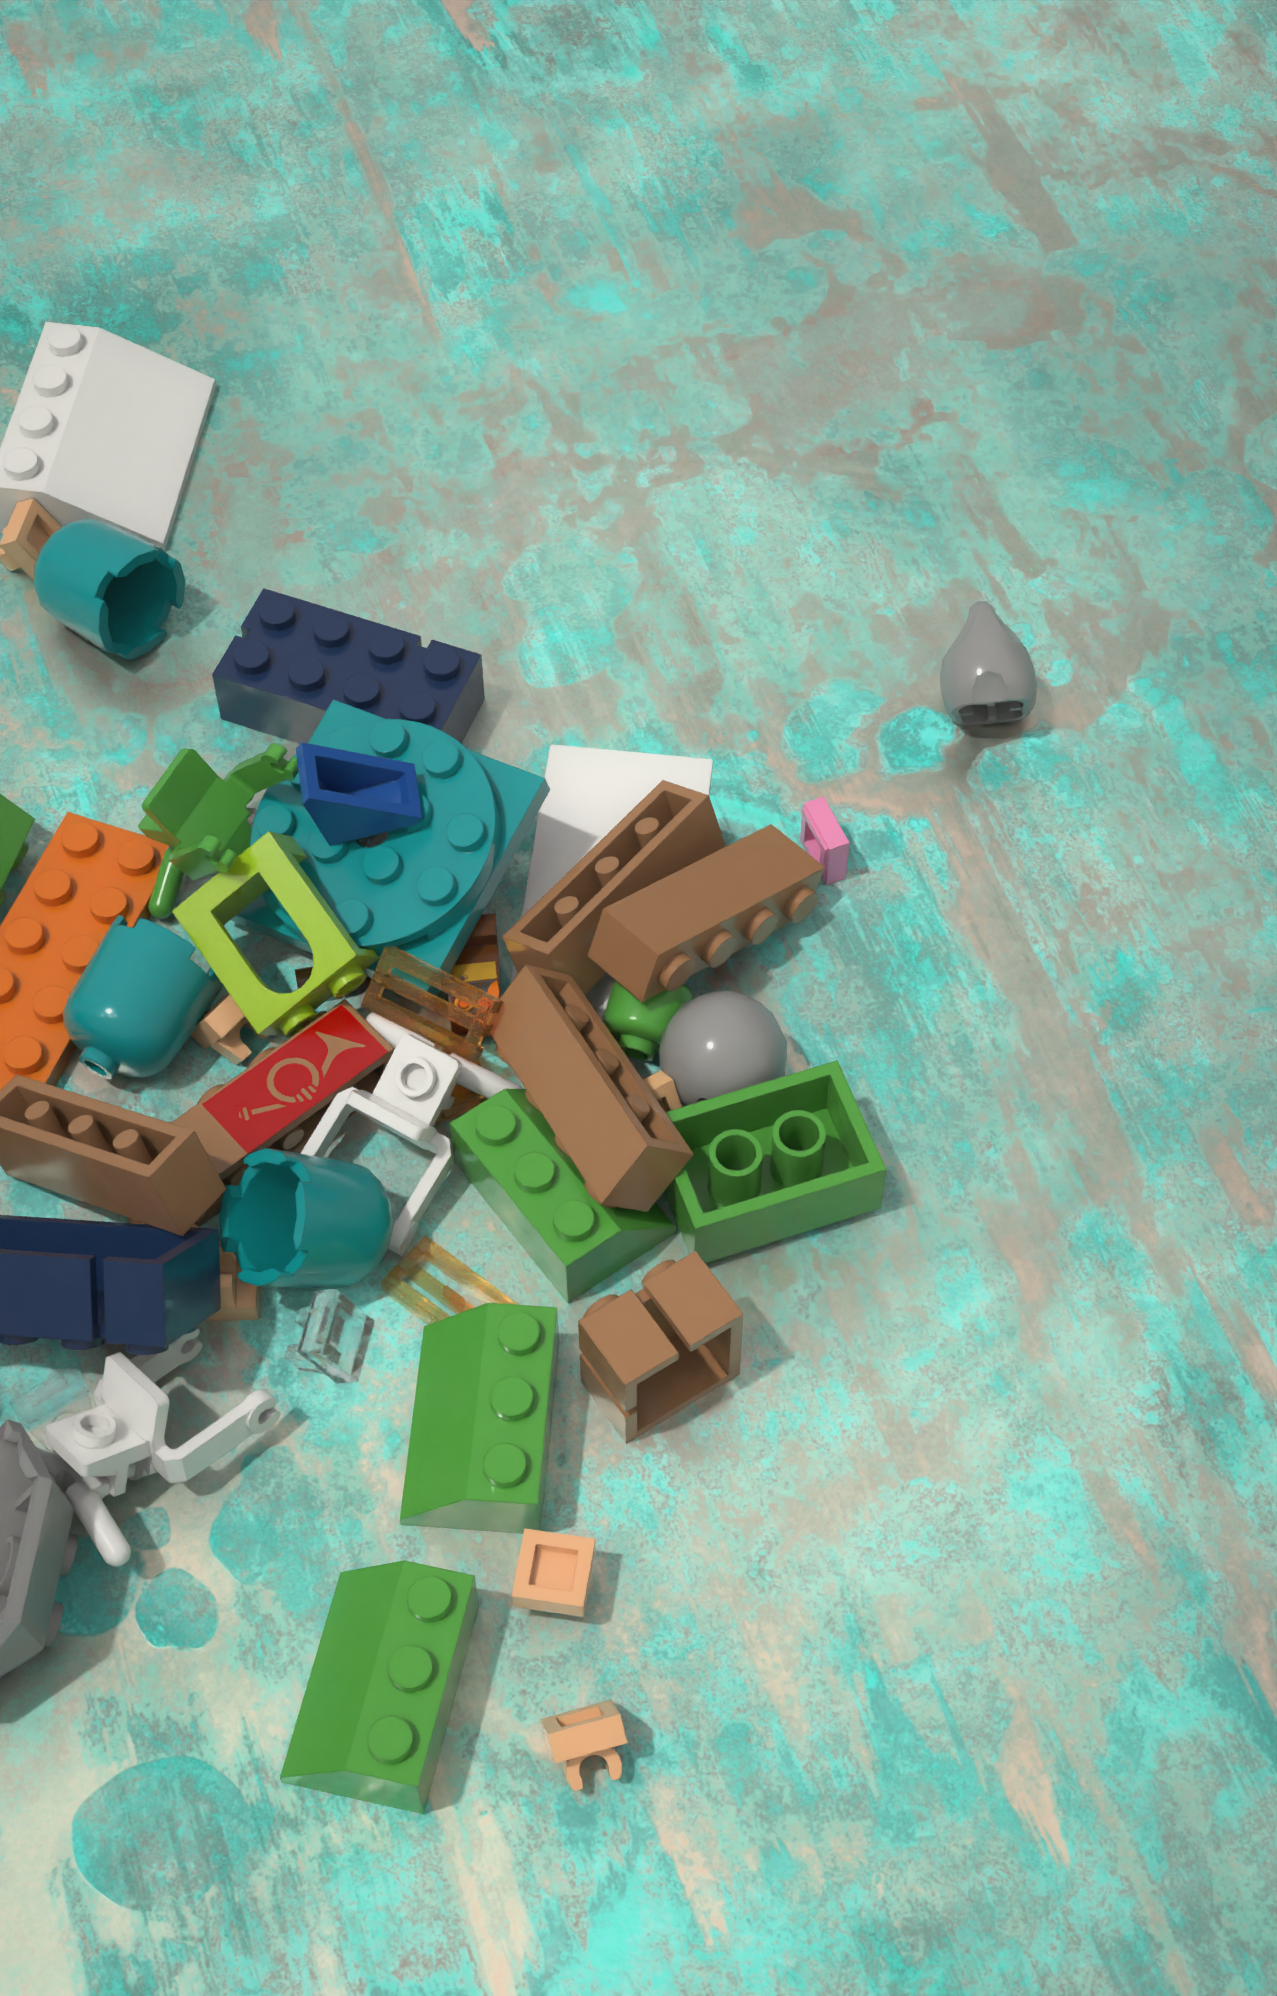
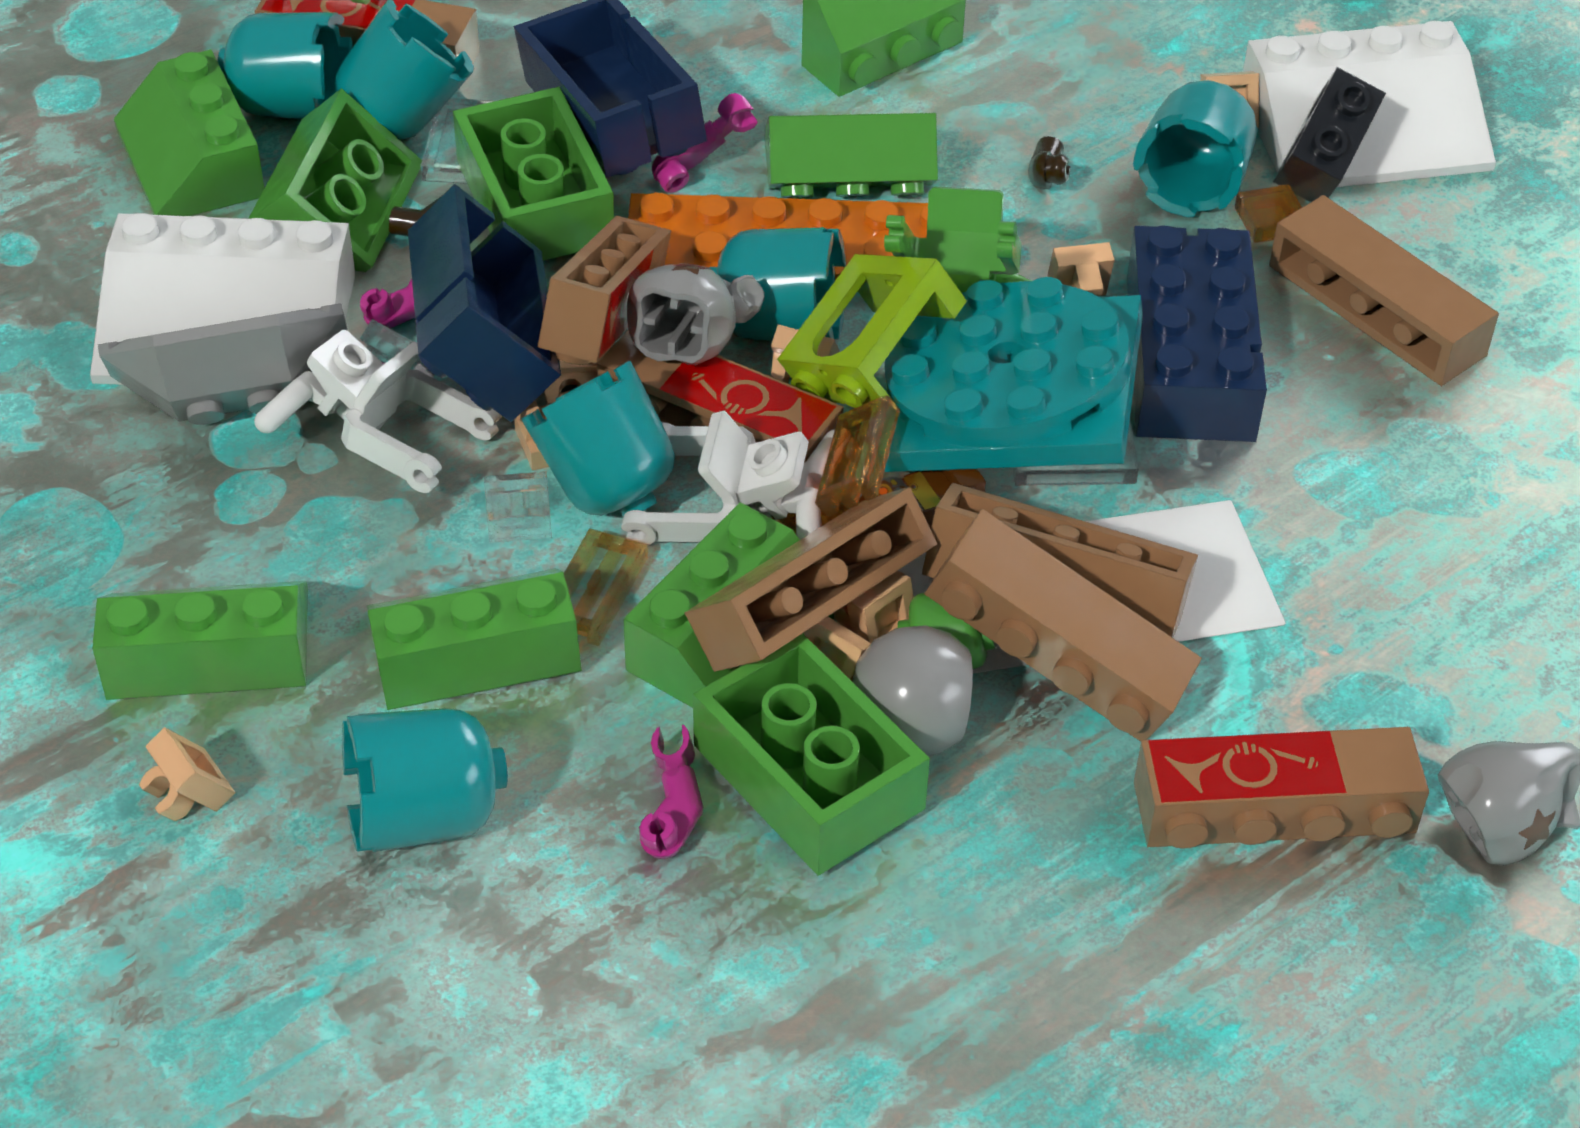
camera: 70 degrees right, 10 degrees down
(44, 728) = (1048, 164): none -> dark brown arm
(155, 479) = (1329, 136): none -> black brick
(181, 1078) = (688, 311): none -> light grey piece
(205, 569) = (1264, 208): none -> clear orange tile
(231, 742) = (1083, 266): none -> light nougat tile
(355, 526) = (1383, 290): none -> medium nougat brick
(356, 792) = (1012, 302): blue slope -> none
(553, 1572) = (325, 702): light nougat tile -> none
(660, 1345) = (571, 712): medium nougat piece -> none
(687, 1512) = (419, 776): none -> teal cylinder
(776, 1302) = (675, 818): none -> dark pink arm
(824, 839) = (1225, 711): bright pink tile -> none
(911, 828) = (1279, 787): none -> medium nougat brick

